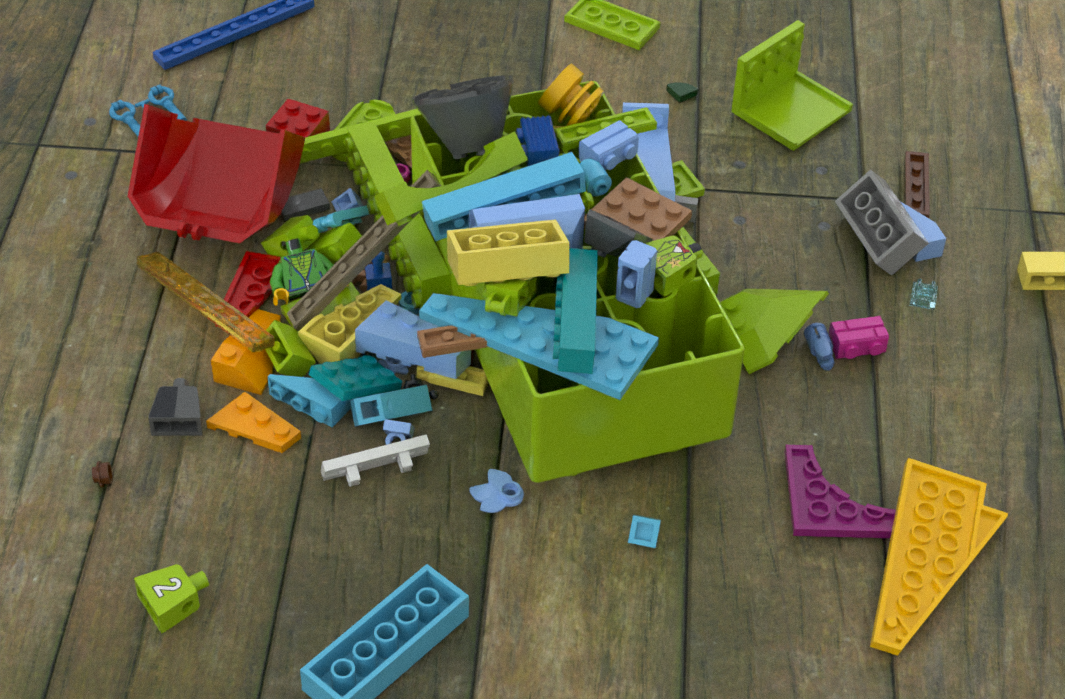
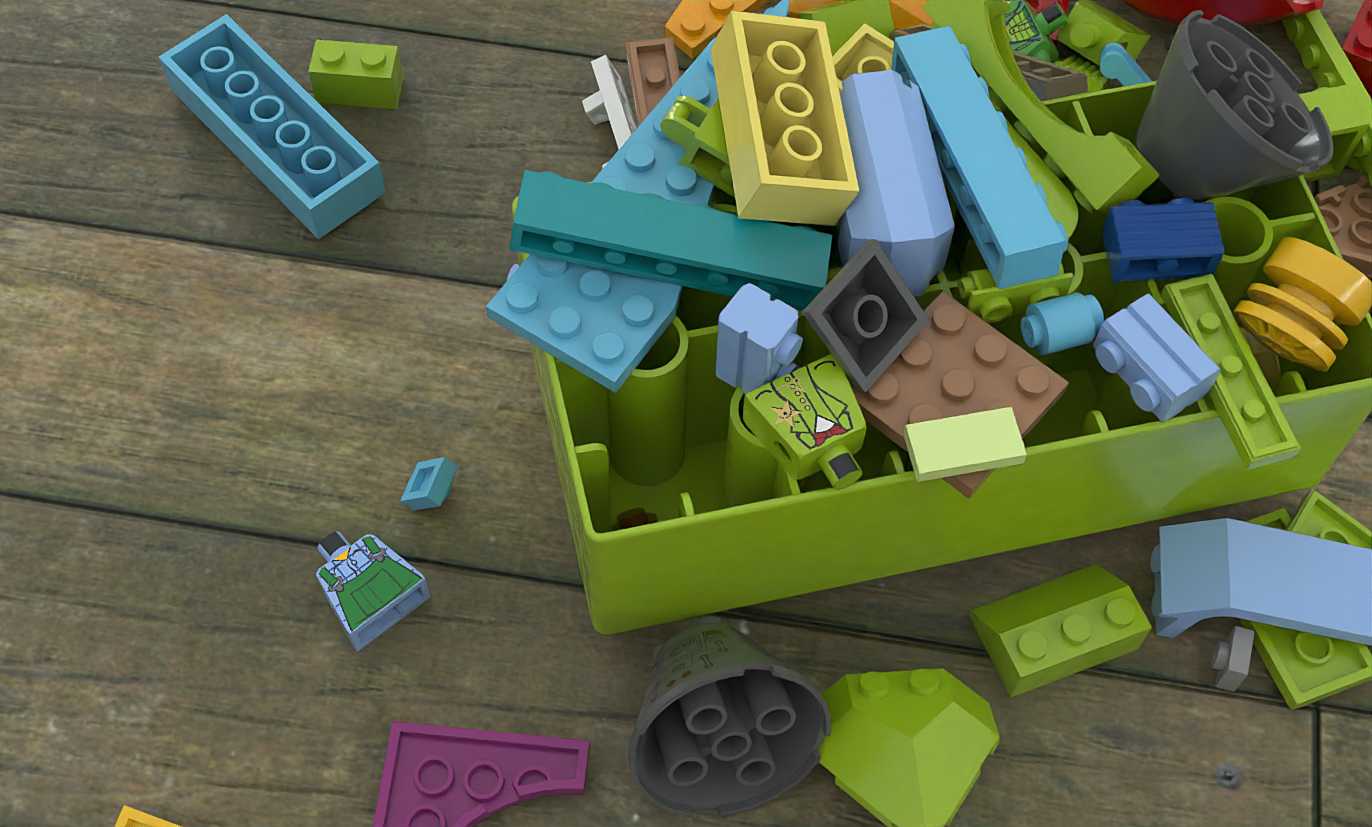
camera: 95 degrees right, 15 degrees up
(334, 604) = (356, 74): none -> lime brick
(675, 205) = (964, 444): none -> yellowish green tile
(717, 552) = (368, 586): none -> torso
(769, 380) = (723, 723): none -> dark grey cone

